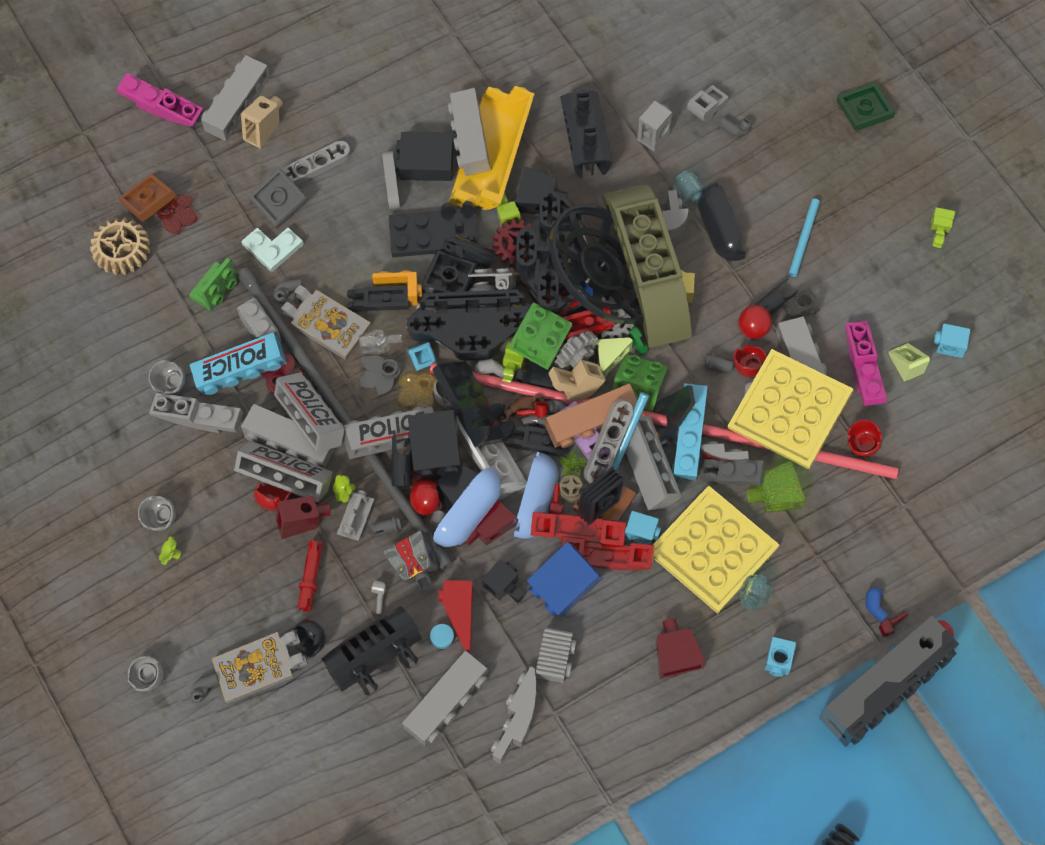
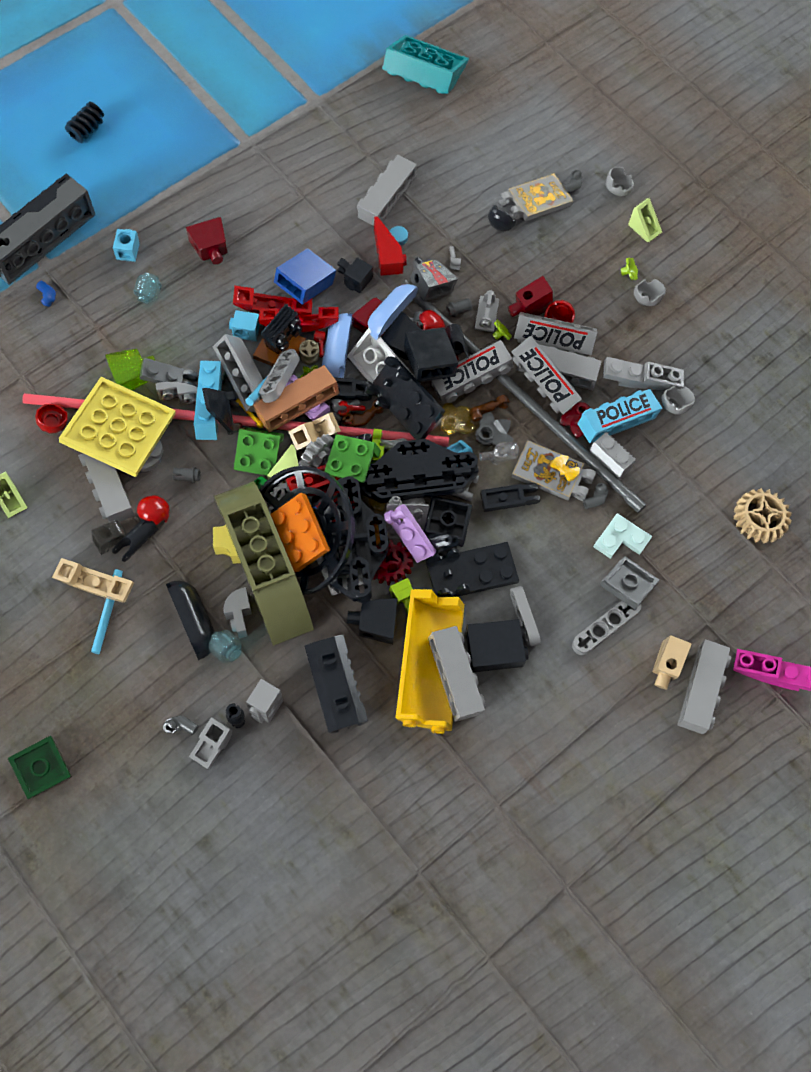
camera: 165 degrees right, 0 degrees up
(131, 614) = (645, 221): none -> yellowish green slope
(147, 197) = (754, 566): dark orange tile -> none
(178, 215) = (720, 558): clear red plate -> none
(215, 285) = (663, 490): bright green bracket -> none
(308, 584) = (512, 257): red pin -> none
(309, 308) = (559, 463): none -> yellow piece
(372, 648) = (451, 215): black piece -> none
(384, 400) = (477, 411): none -> reddish brown arm
(404, 278) = (490, 517): light orange bracket -> none
(492, 250) = (410, 533): none -> lavender plate
(522, 708) = (328, 184): light grey slope -> none
(554, 655) = (306, 228): light grey brick -> none
(605, 254) = (300, 532): none -> orange plate
(683, 117) = (235, 715): none -> black pin
(713, 549) = (183, 319): light yellow plate -> none
(749, 360) = (156, 475): red hair -> none
(814, 262) = (92, 581): none -> tan slope
(864, 363) = (49, 485): dark pink slope -> none
(887, 627) = (37, 276): dark red hand -> none

